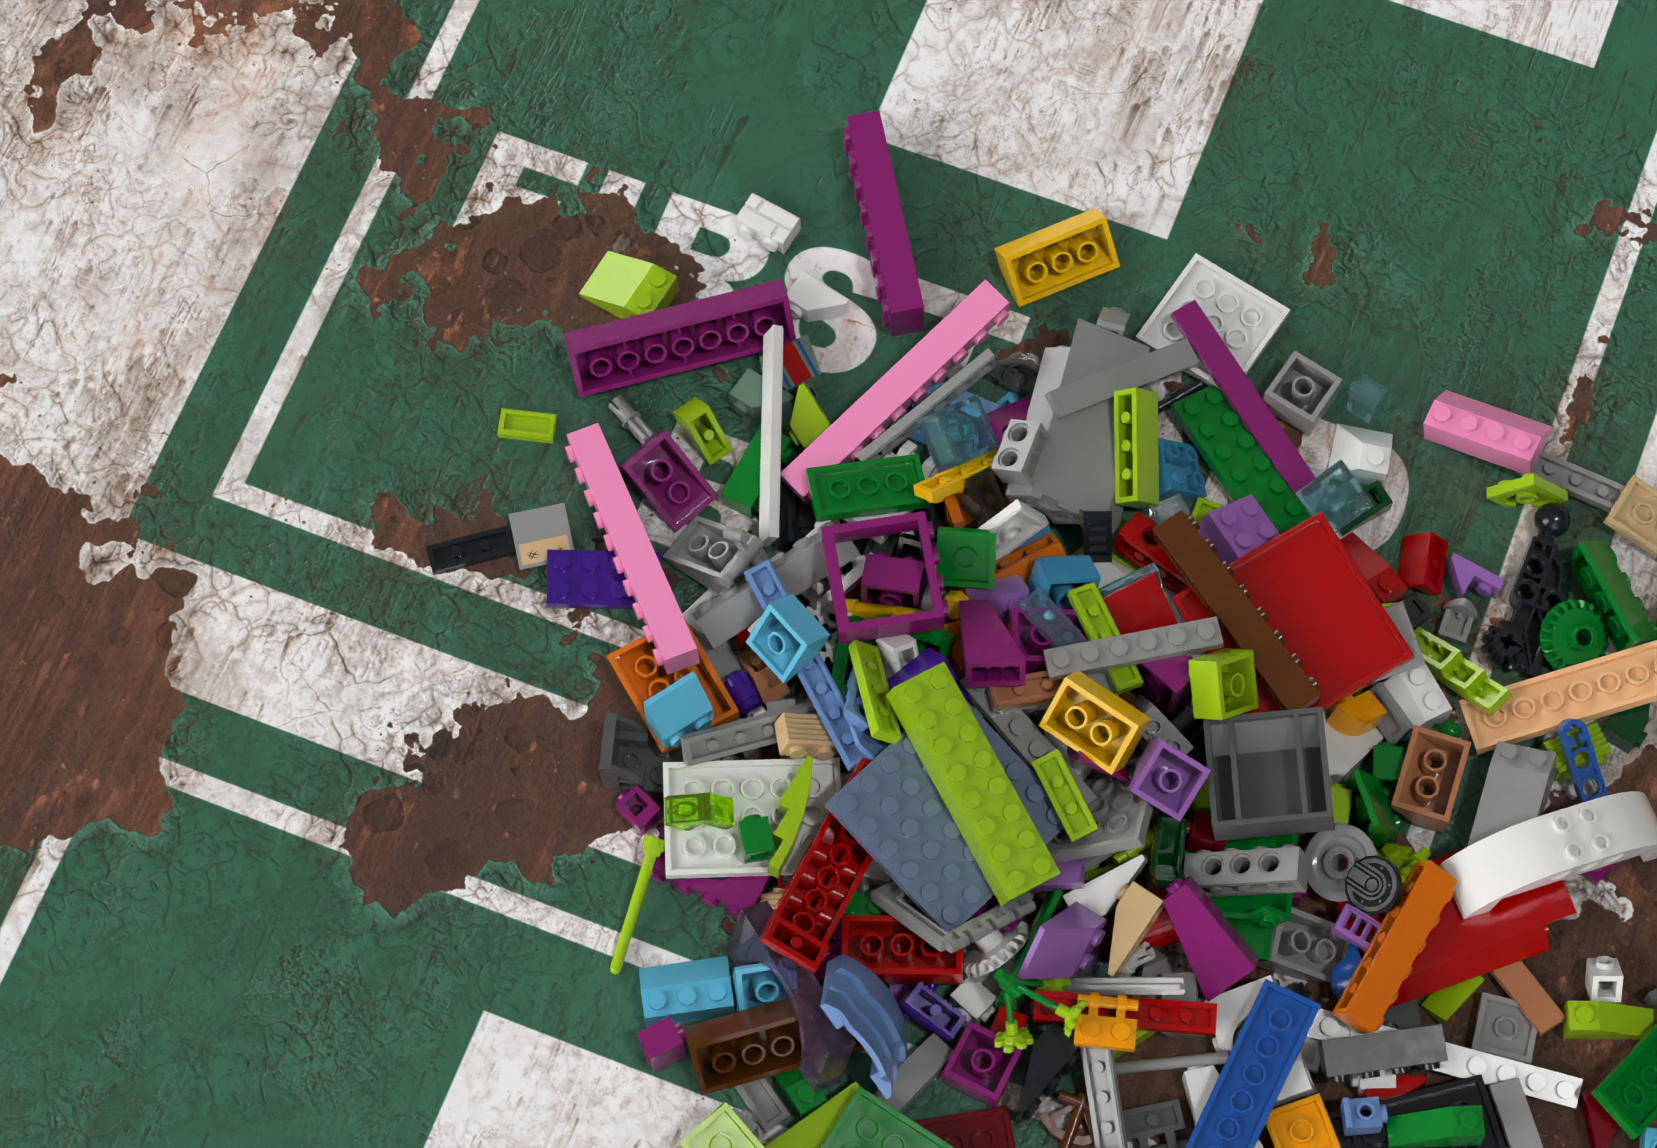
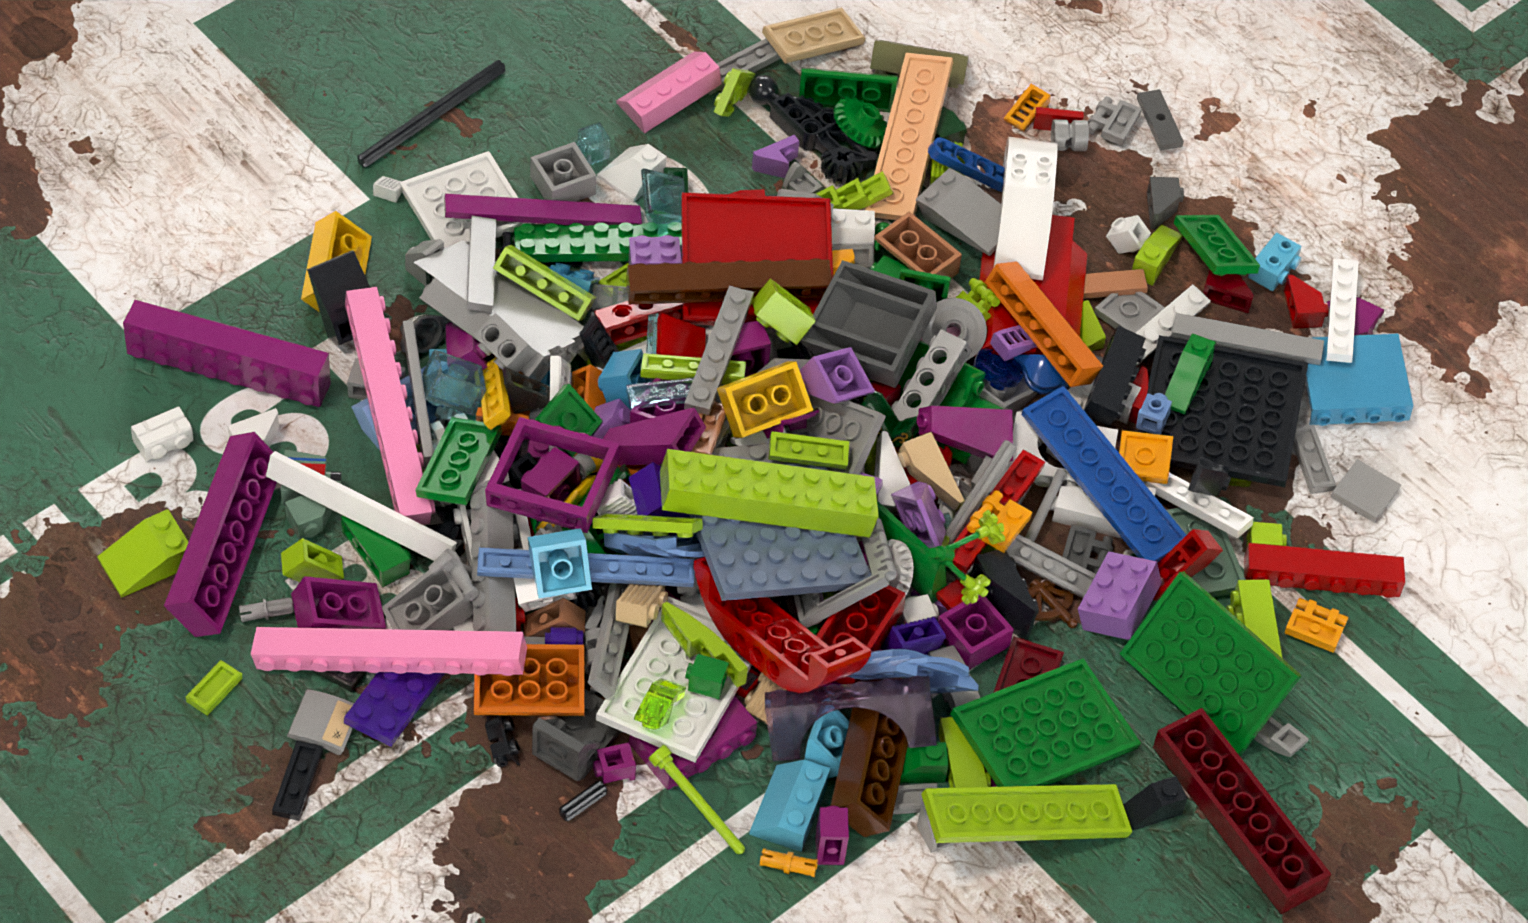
camera: 70 degrees left, 15 degrees down
(587, 802) = (583, 800): none -> black axle
(609, 703) = (507, 747): none -> black hinge
(621, 1021) = (788, 862): none -> light orange pin
(678, 711) = (566, 676): medium azure slope -> none
(807, 419) = (359, 478): lime slope -> none
(1015, 274) = (330, 283): none -> black slope
(1187, 245) = (387, 189): none -> white slope
(1306, 931) = (998, 372): none -> clear blue plate
(1309, 233) = (431, 113): none -> black axle
(1374, 885) = (988, 311): tile -> none
(1423, 562) = (737, 176): red panel -> none

